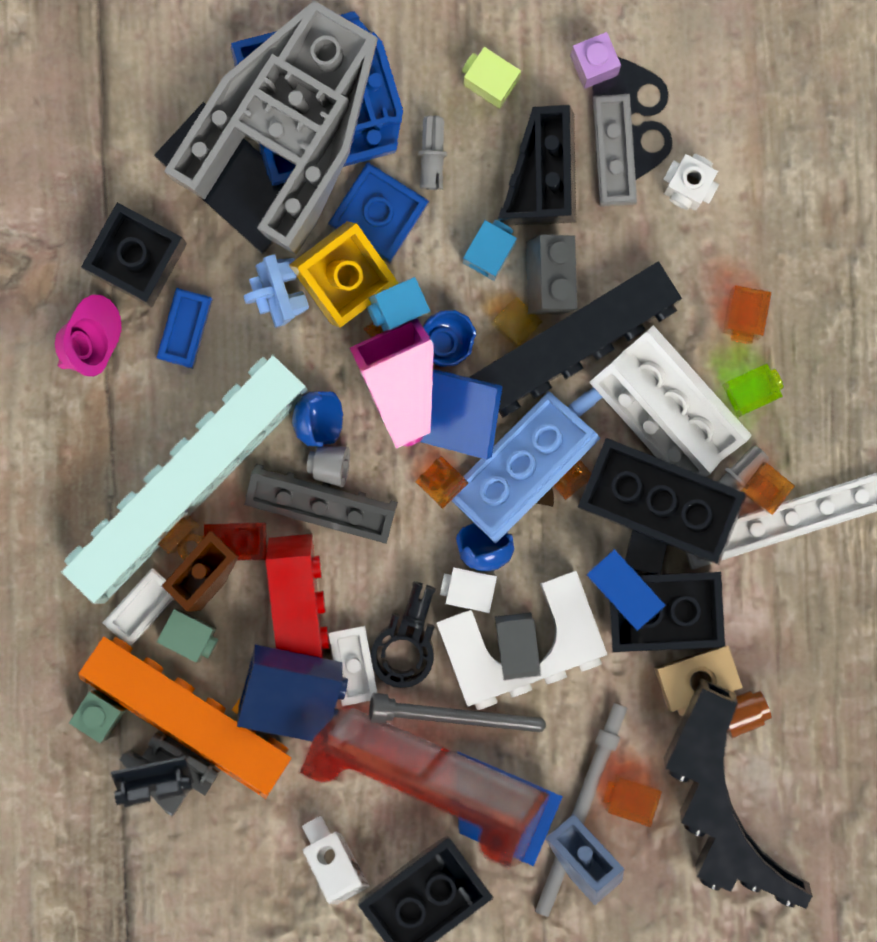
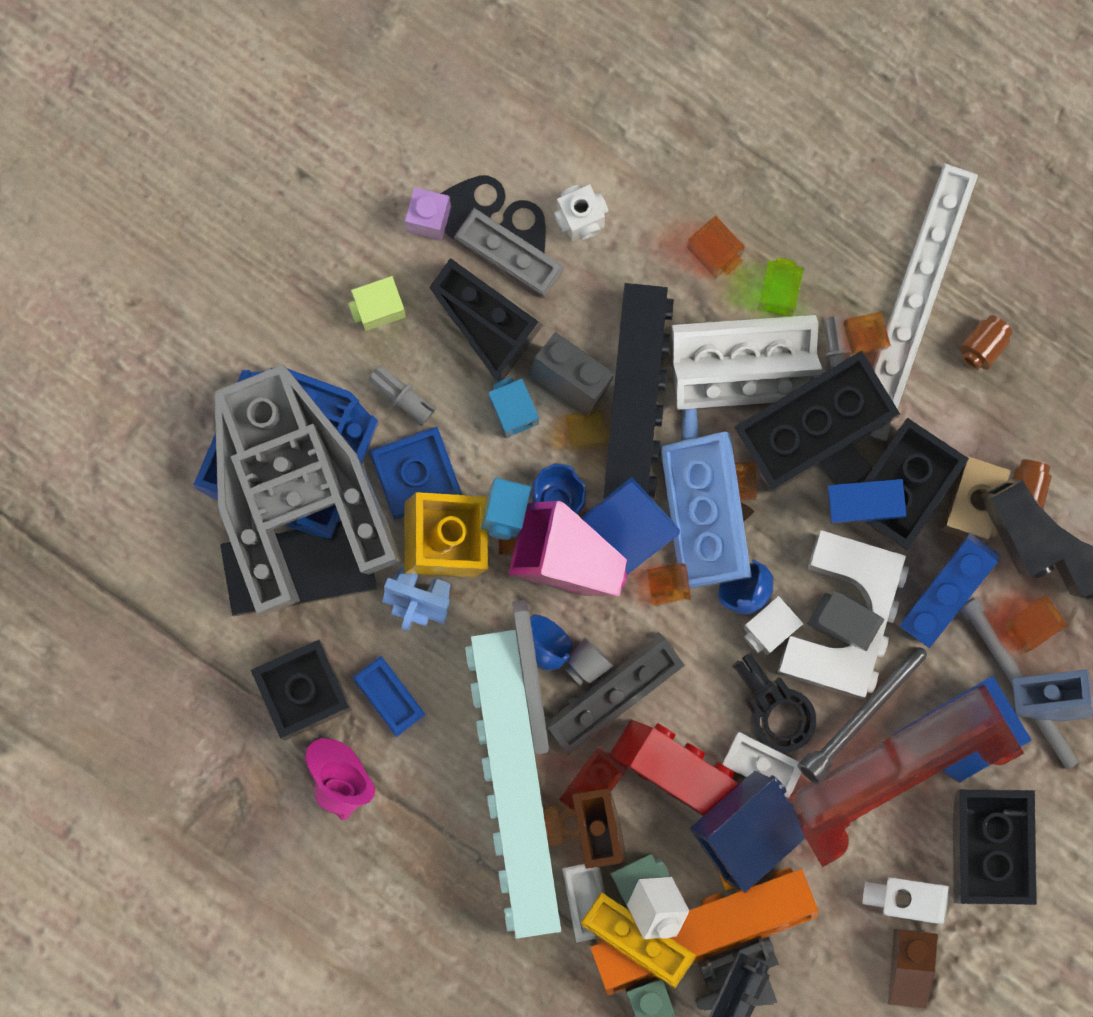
camera: 50 degrees left, 5 degrees down
(136, 670) = (617, 928): none -> yellow tile
(171, 666) = (657, 908): none -> white brick
(278, 426) = (530, 677): none -> light grey tile
(282, 903) = (912, 968): none -> reddish brown slope
(606, 710) = (950, 590): none -> blue brick
(835, 590) = (986, 343): none -> dark orange brick

